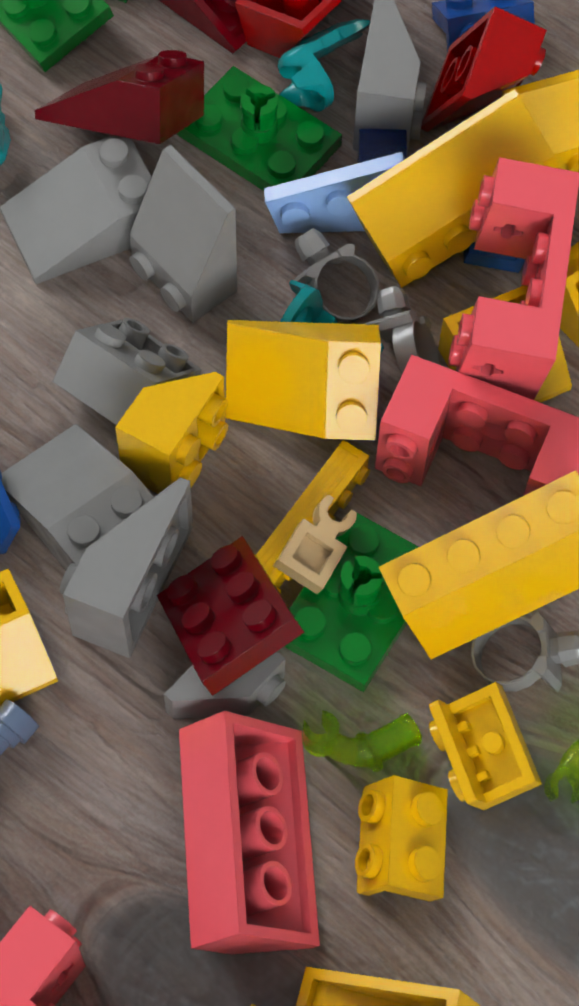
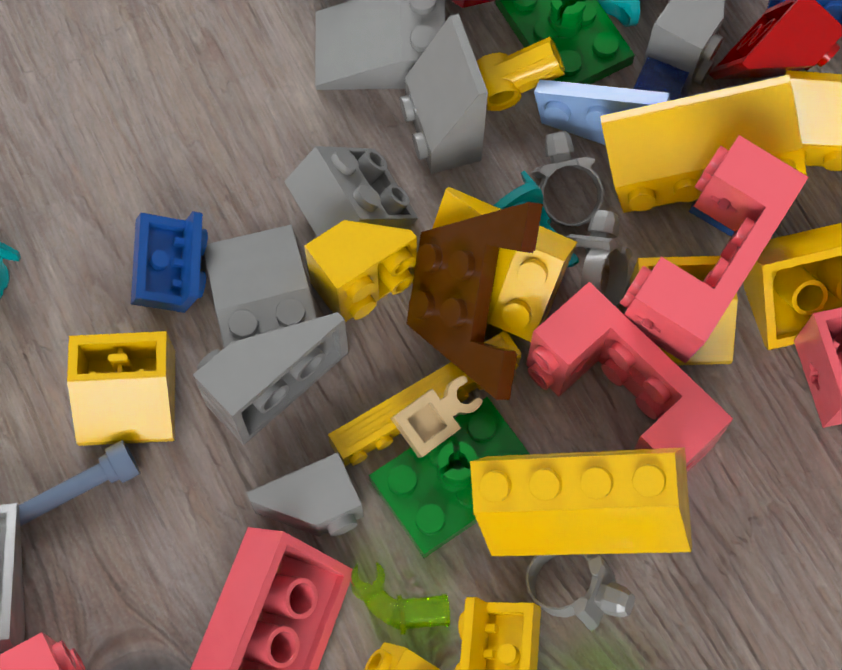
camera: 25 degrees right, 5 degrees up
(228, 615) = (329, 448): dark red plate -> none
(245, 182) = (516, 73): none -> yellow piece
(279, 411) = (456, 287): none -> reddish brown wing

